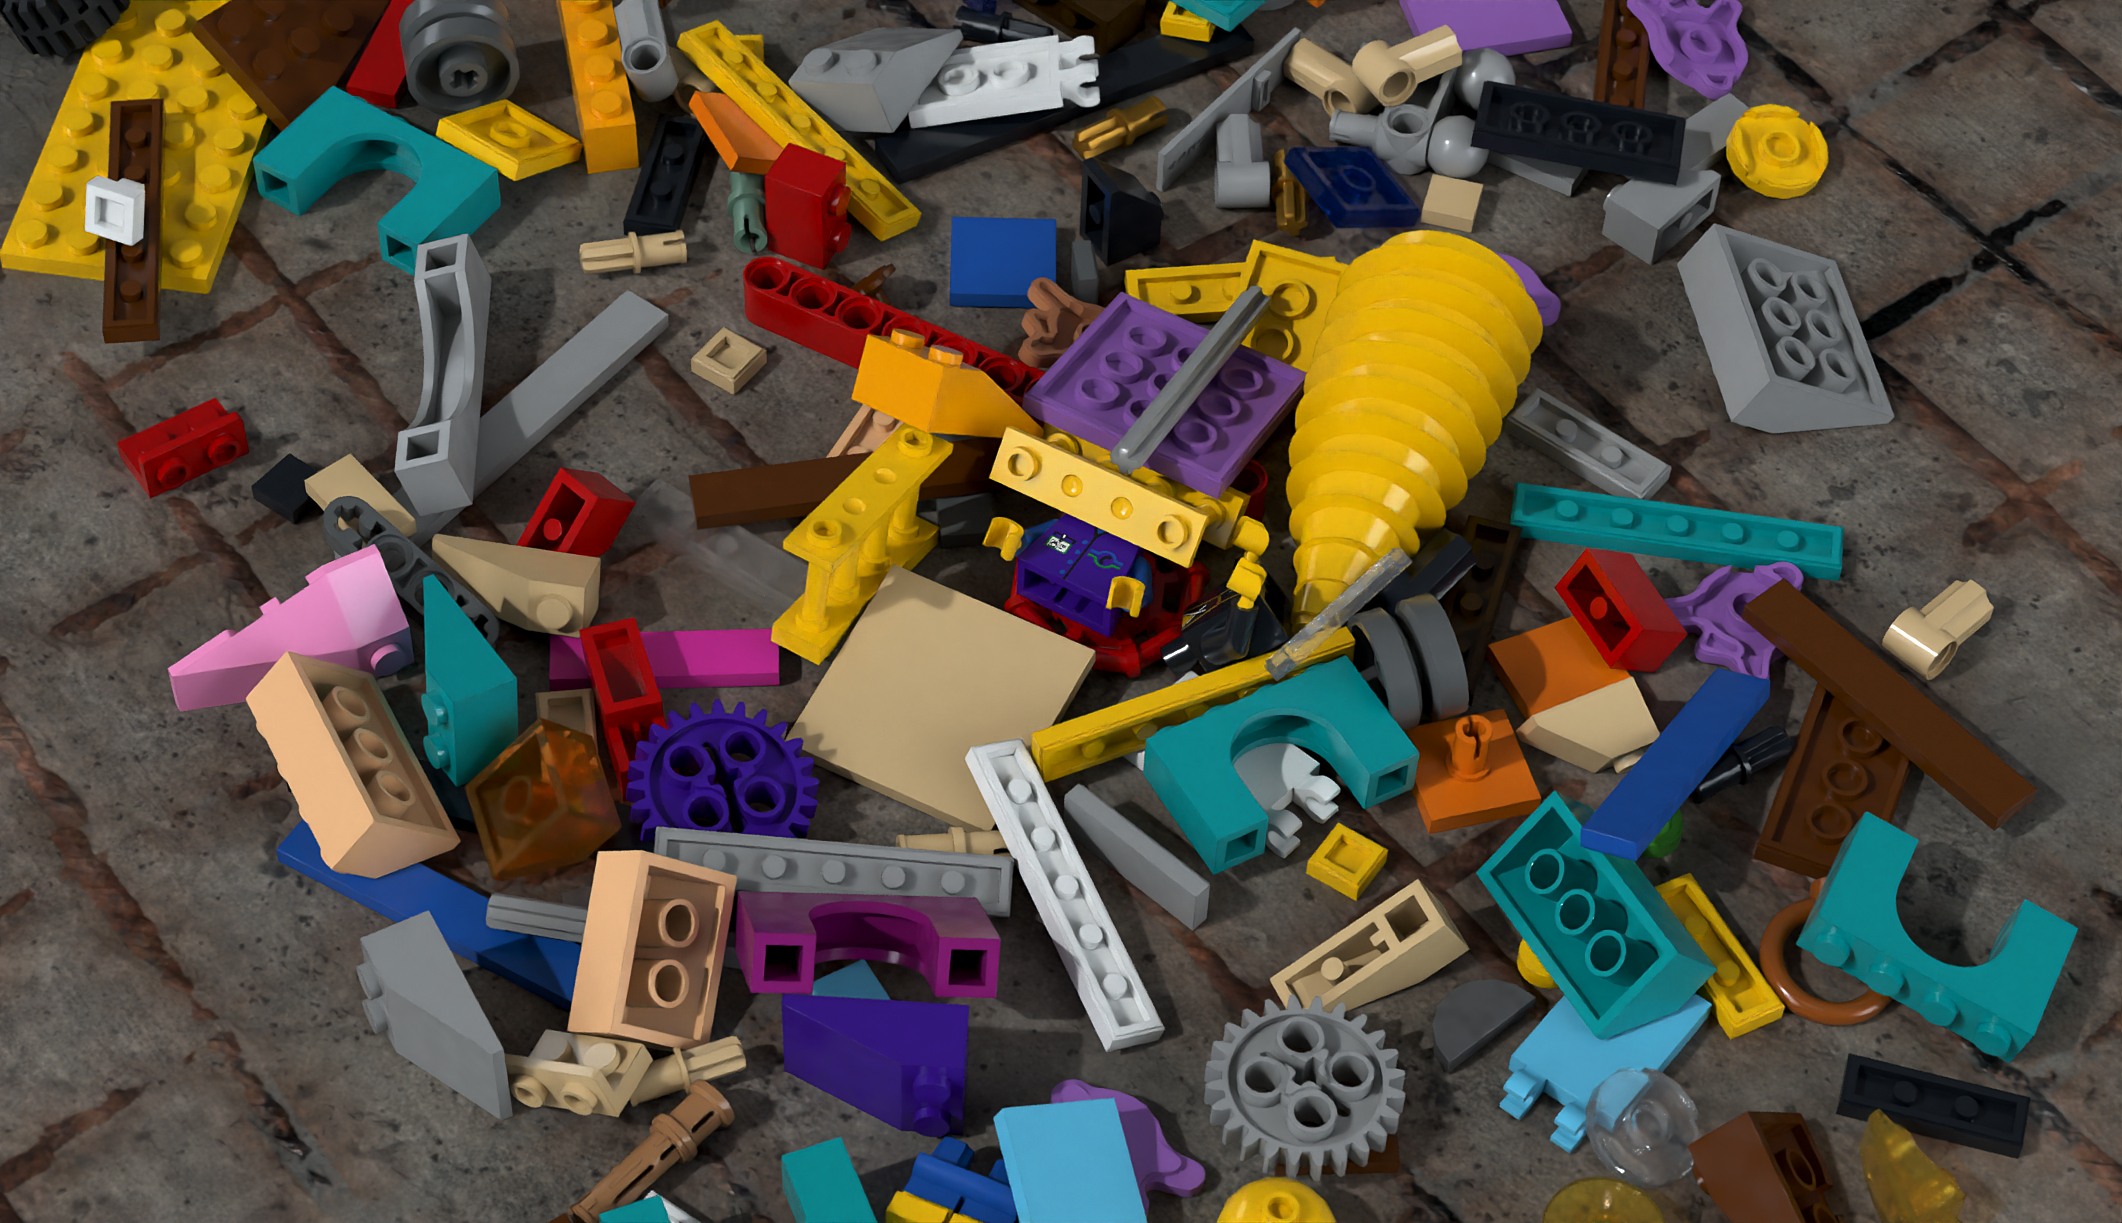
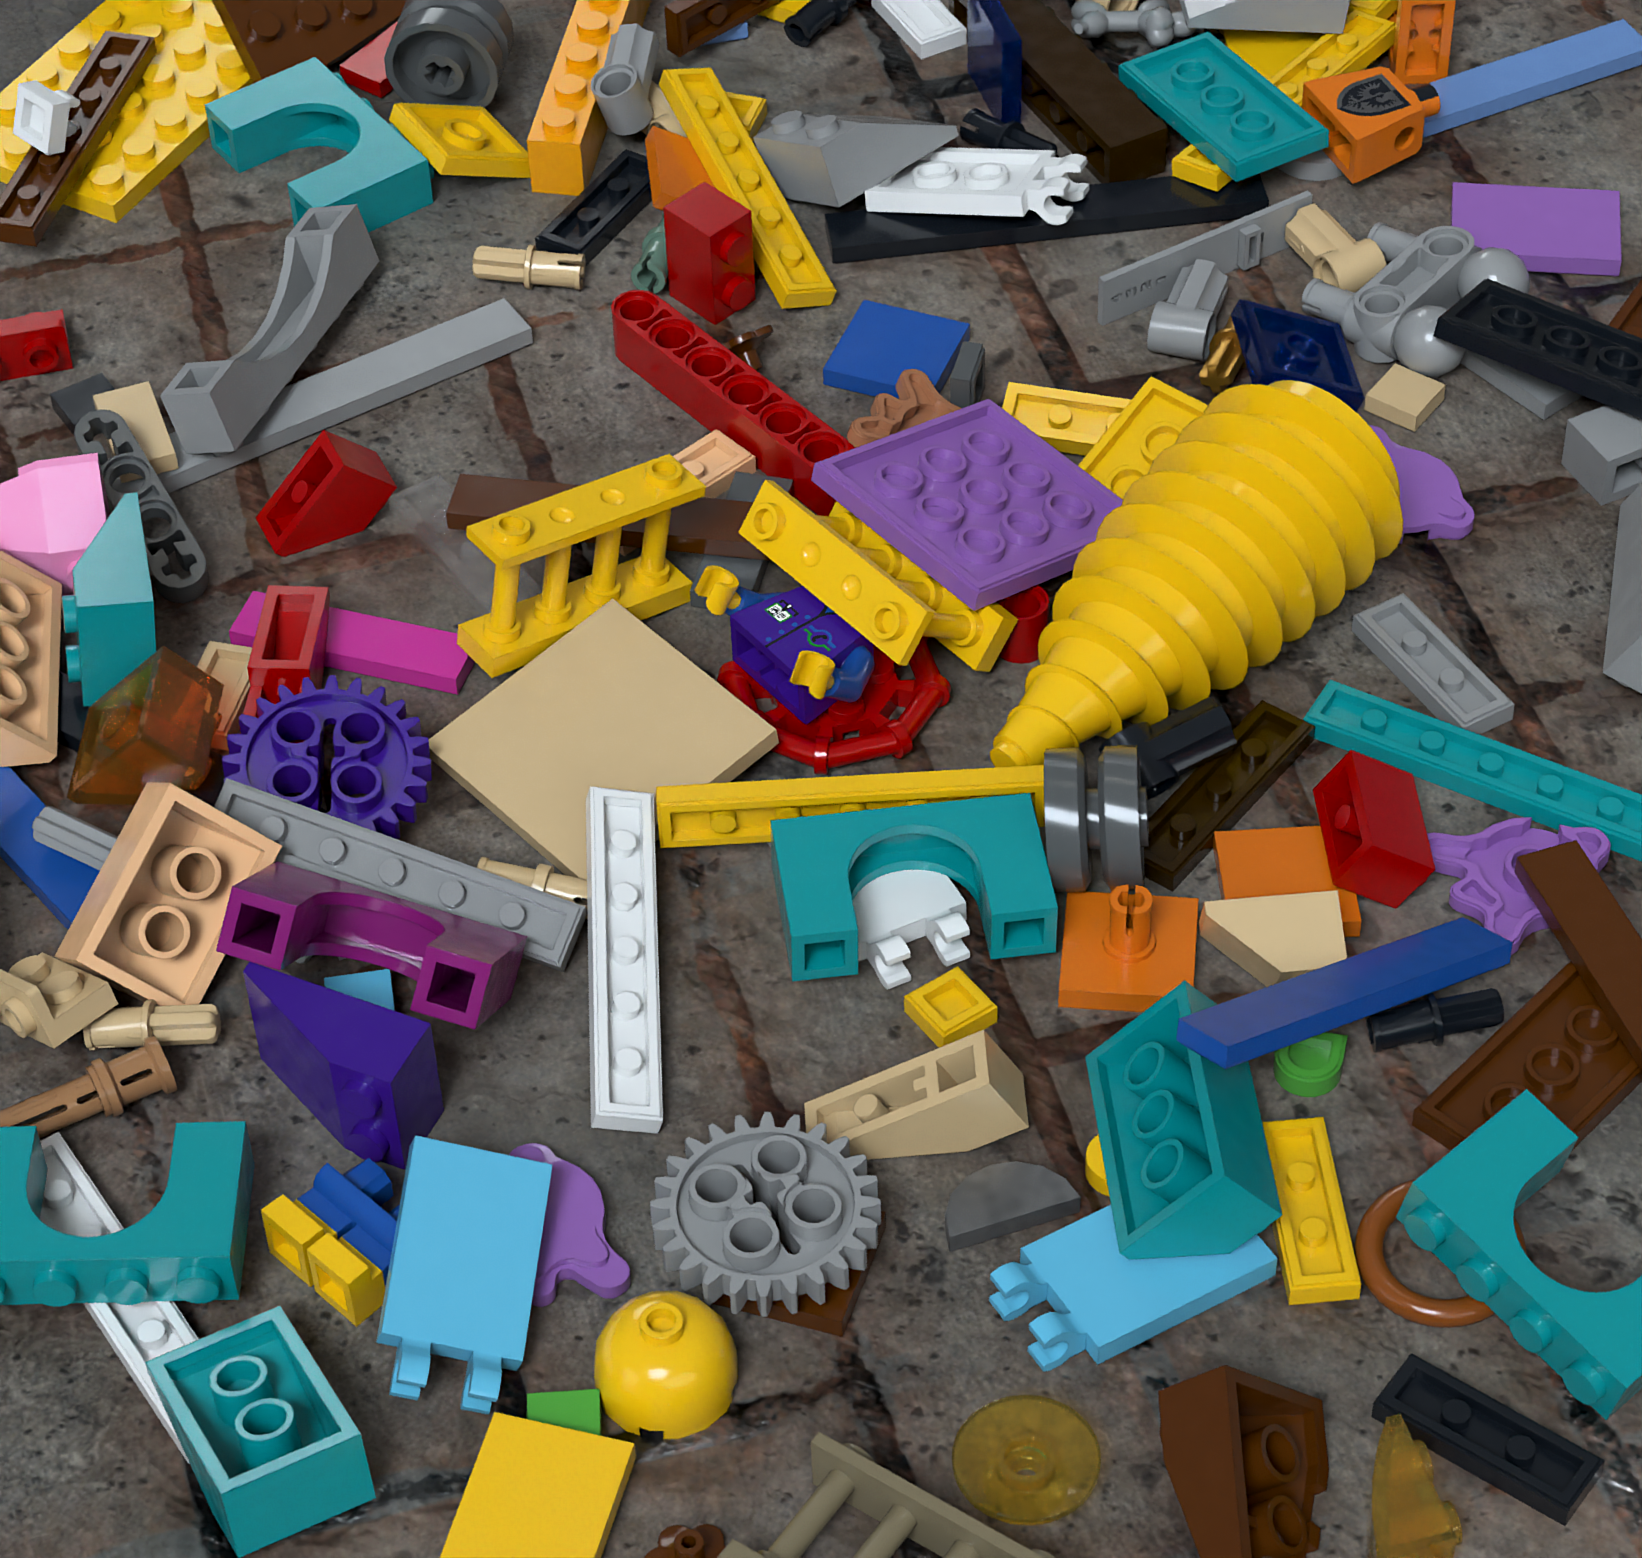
camera: 25 degrees right, 5 degrees down
(524, 584) = (250, 537): tan slope -> none
(728, 361) = (571, 385): tan tile -> none
(934, 389) = (712, 432): light orange slope -> none
(1117, 212) = (1031, 325): black slope -> none
(1119, 128) = (1081, 253): pearl gold axle -> none
(1136, 856) = (721, 943): light grey tile -> none
(1190, 380) = (999, 488): light grey axle -> none
(1237, 617) = (938, 726): black torso -> none
(1337, 613) = (1028, 741): clear tile -> none
(1395, 71) = (1401, 242): tan piece -> none
(1642, 1127) = (1120, 1356): clear tile -> none

